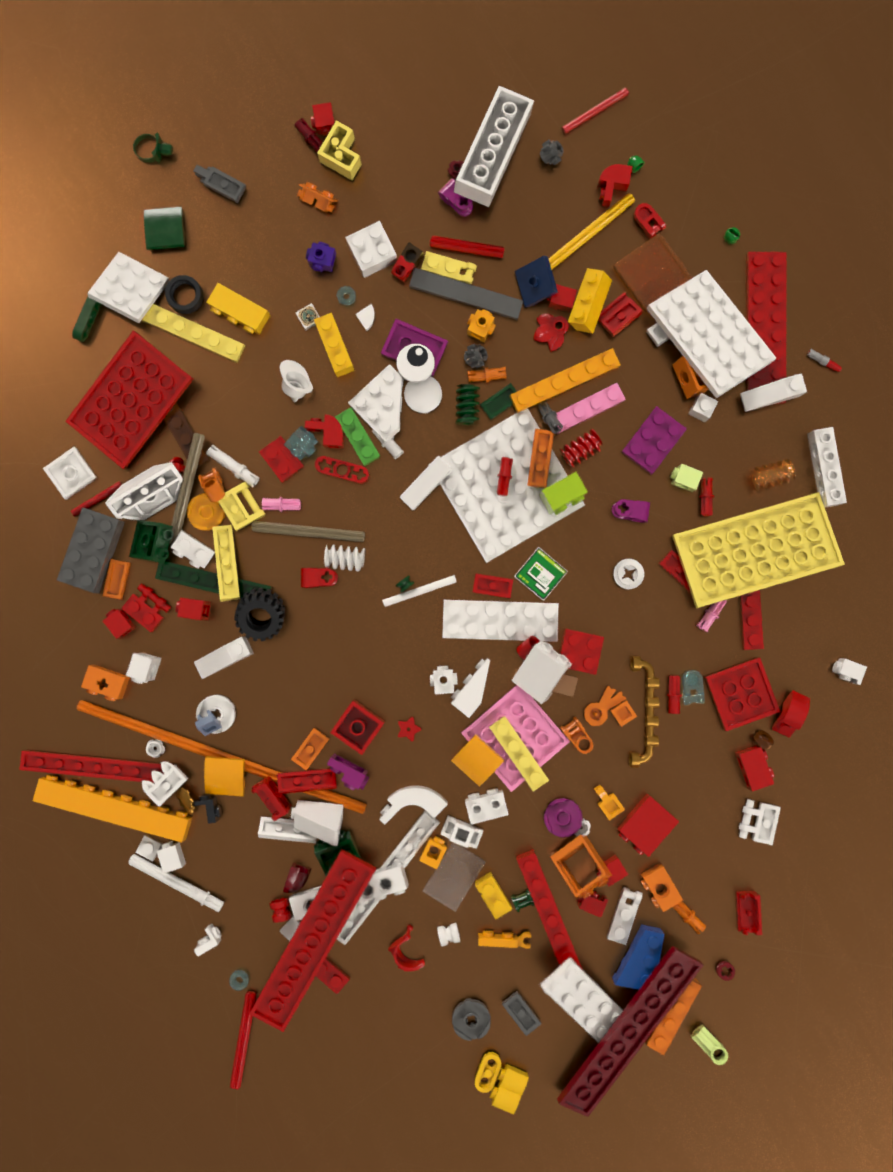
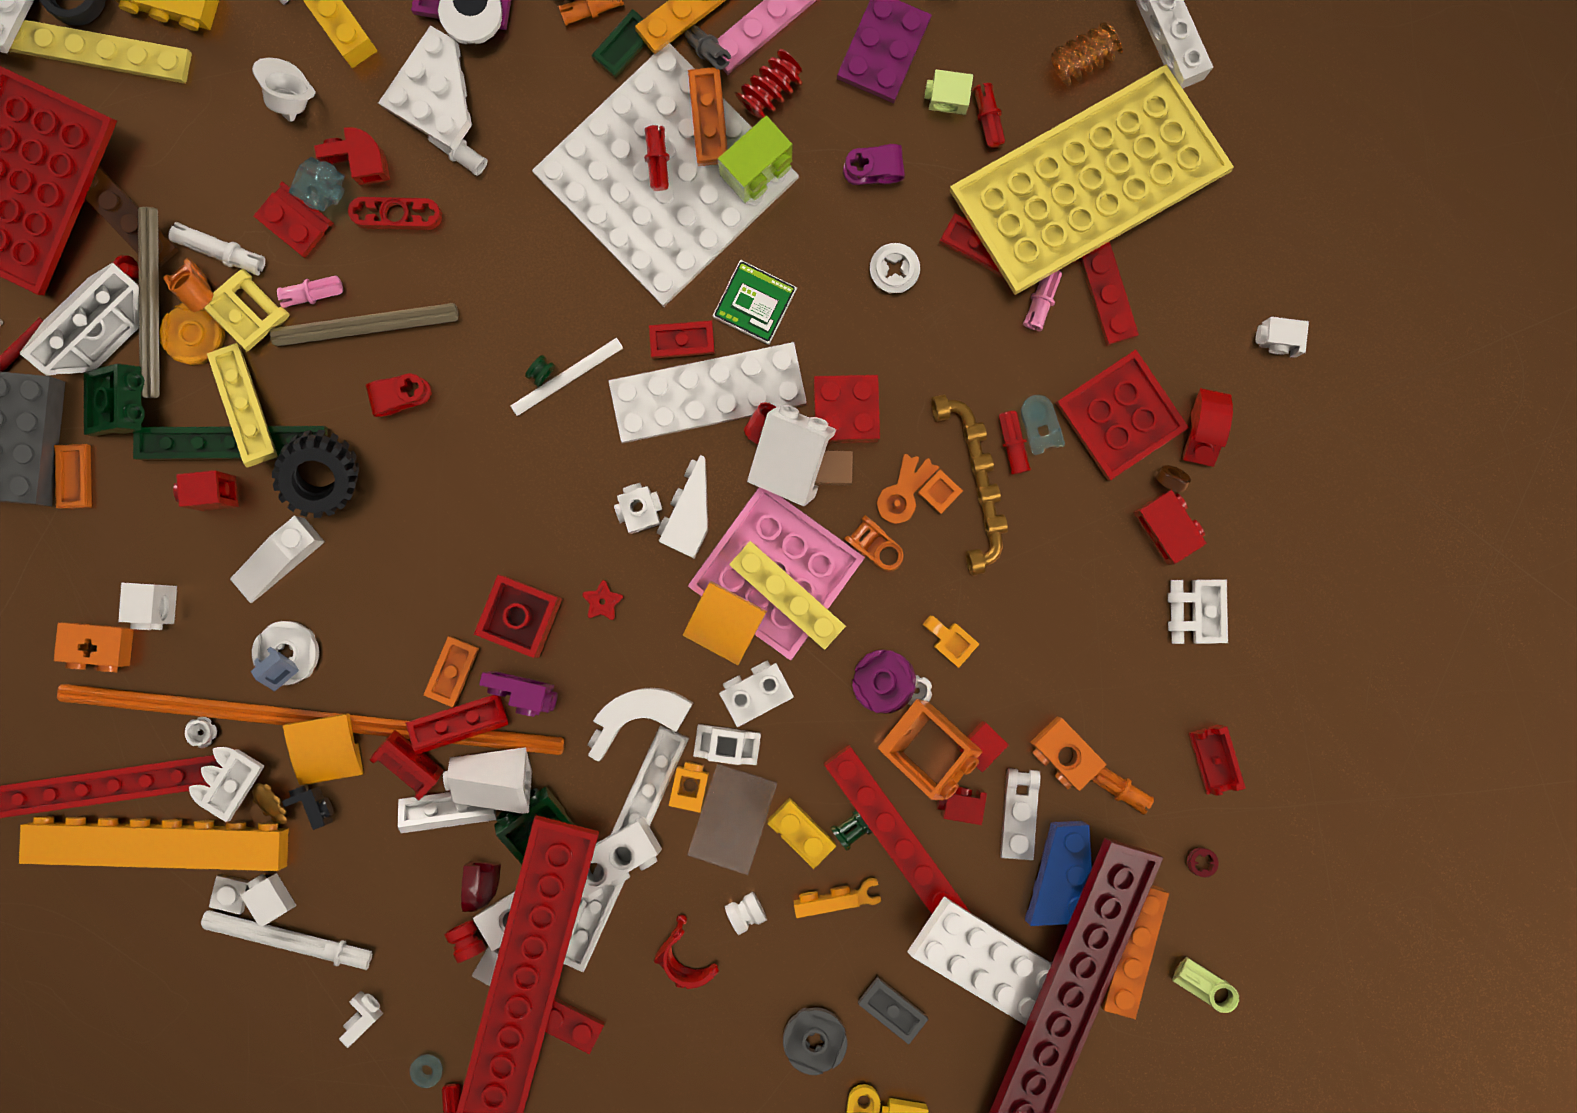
camera: 25 degrees left, 0 degrees up
(119, 623) = (93, 545): red brick -> none
(144, 613) = (128, 519): red plate -> none
(193, 549) = (173, 392): white brick -> none
(344, 558) = (432, 352): white piece -> none
(357, 436) = (408, 154): bright green plate -> none
(423, 395) = (497, 62): white dish -> none
(426, 483) = (534, 200): white tile -> none
(466, 404) = (568, 59): dark green piece -> none
(647, 825) = (1021, 661): red brick -> none

